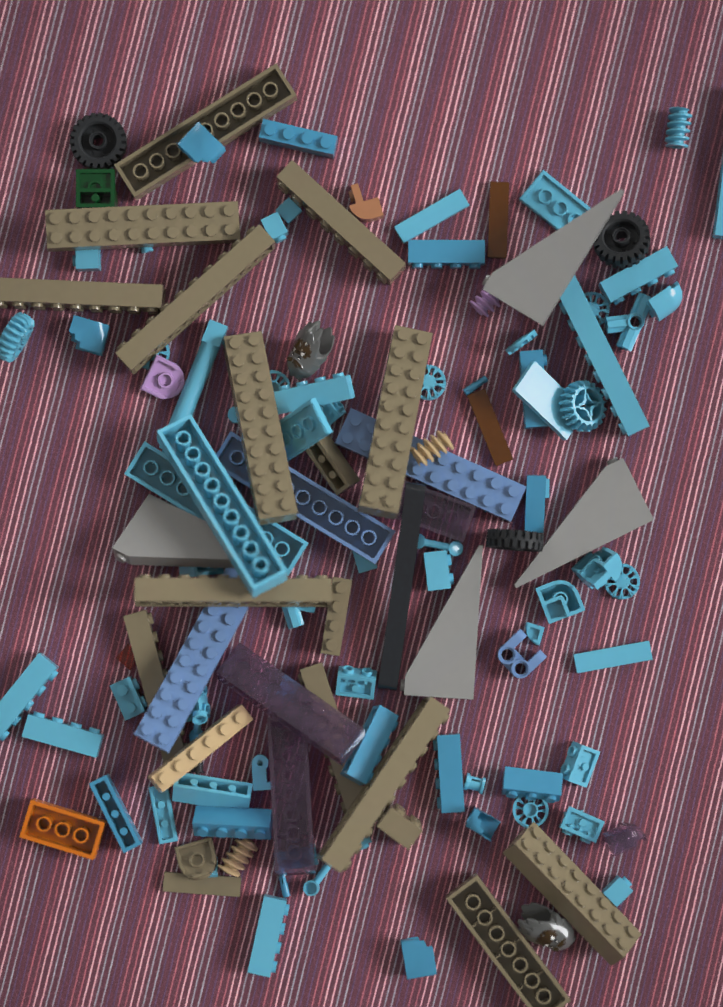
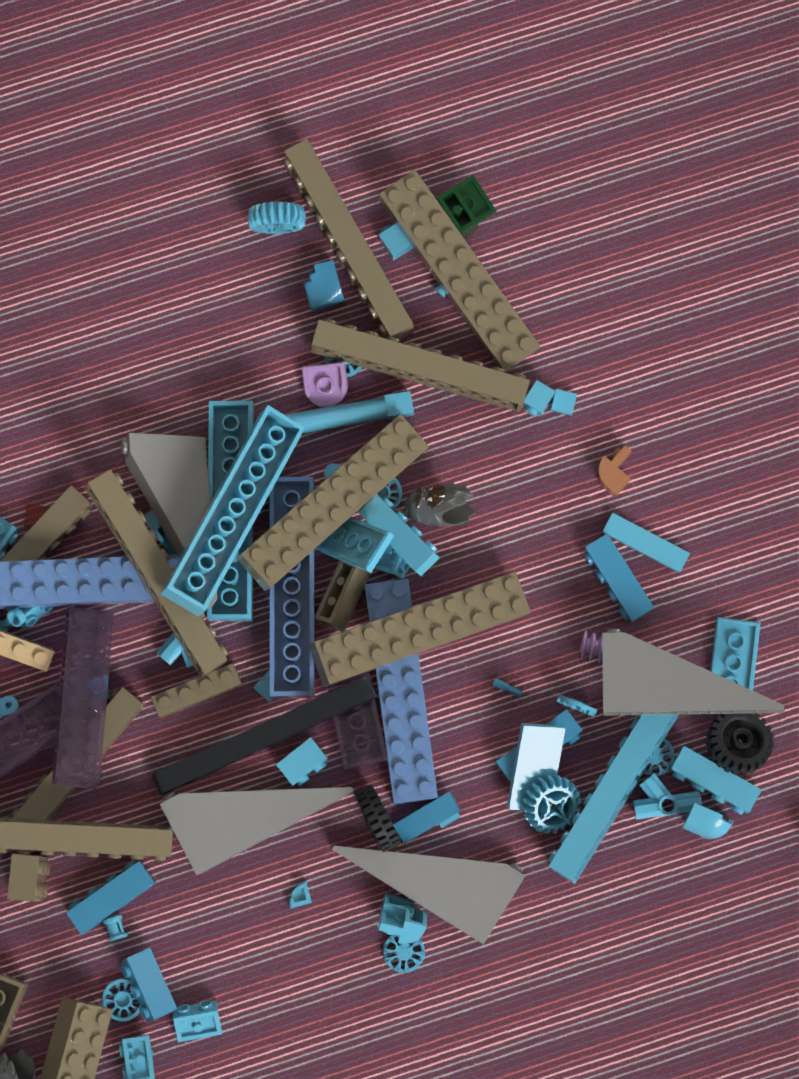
camera: 60 degrees right, 5 degrees down
(95, 127) = (519, 165): black wheel -> none
(201, 145) = (571, 278): dark azure piece -> none
(224, 119) = (588, 276): dark tan brick -> none
(298, 138) = (638, 367): dark azure brick -> none
(340, 222) = (582, 459): dark tan brick -> none
(356, 682) = (144, 750): medium azure bracket -> none
(368, 752) = (83, 802): dark azure brick -> none
(430, 382) = (481, 641): medium azure wheel -> none
(431, 448) = (416, 680): tan piece -> none
(454, 548) = (334, 765): medium azure bar -> none
(482, 823) = (79, 960): dark azure piece -> none
(490, 427) = (475, 727): reddish brown tile -> none
(498, 220) = (683, 609): reddish brown tile -> none
(516, 658) = (264, 893): medium blue piece -> none
(559, 600) = (346, 899): medium azure brick -> none
(612, 656) = (323, 988): medium azure tile -> none

